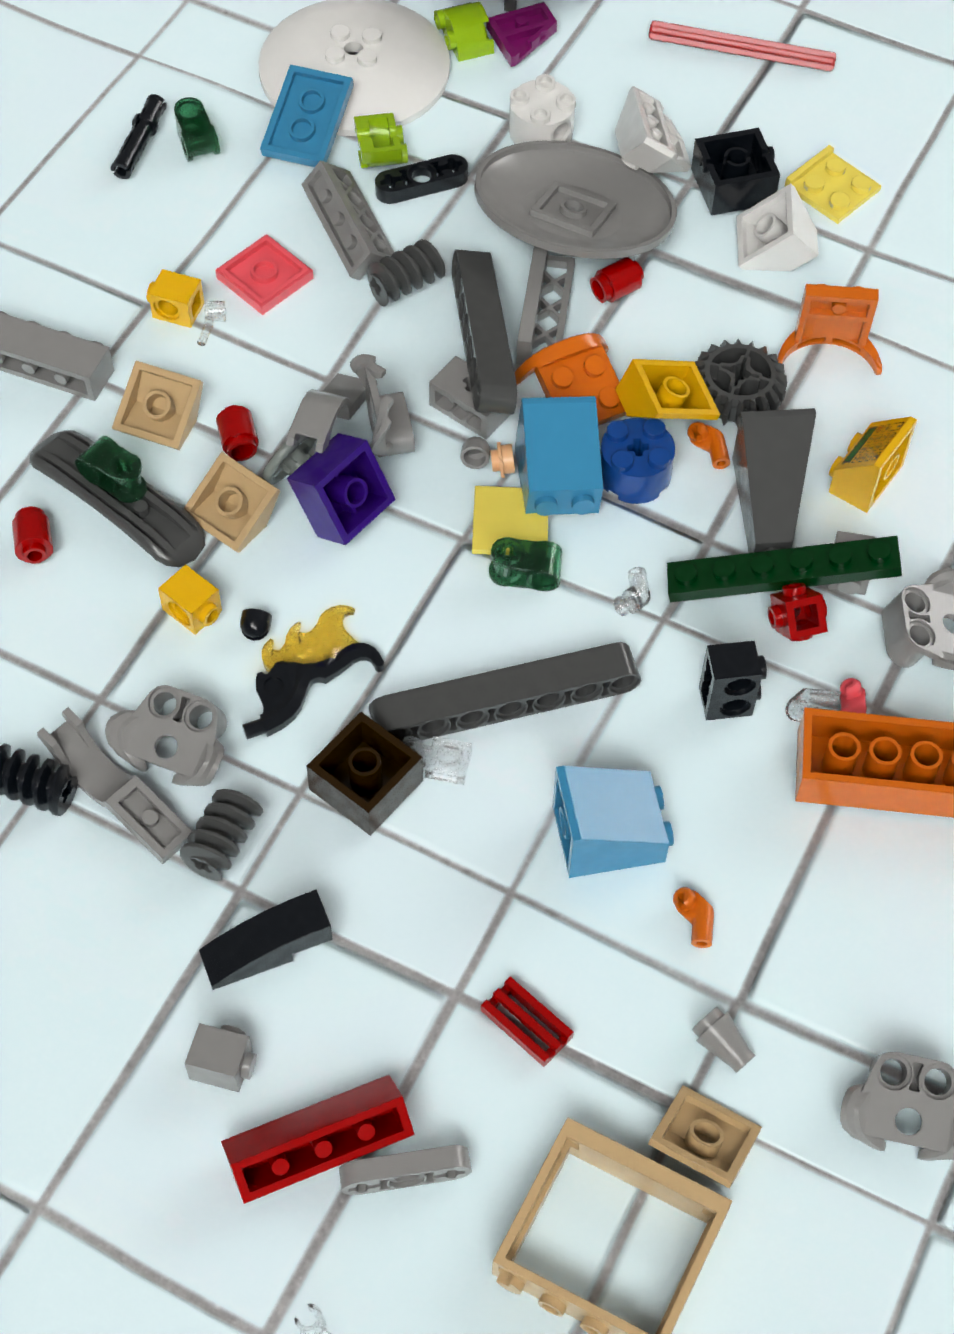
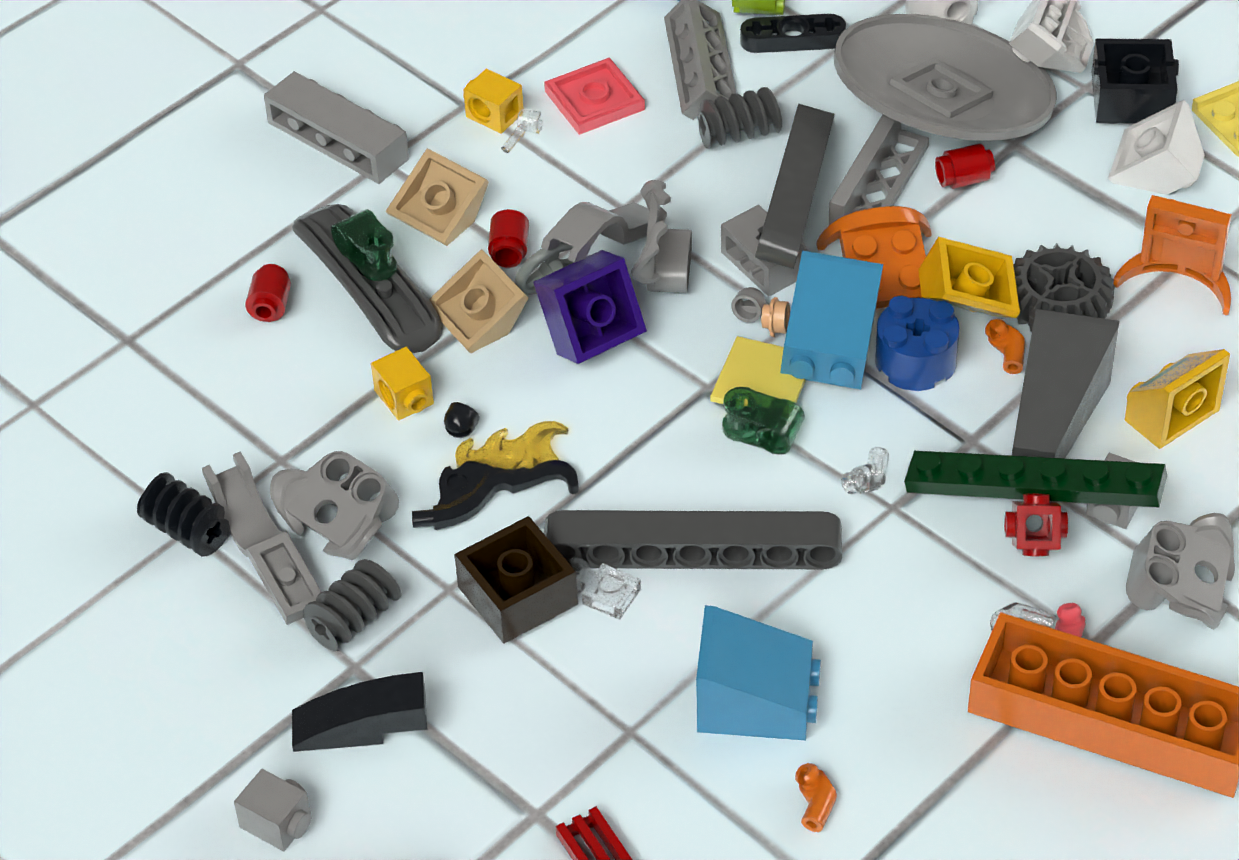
camera: 20 degrees right, 10 degrees down
(731, 680) = (934, 573): black brick -> none

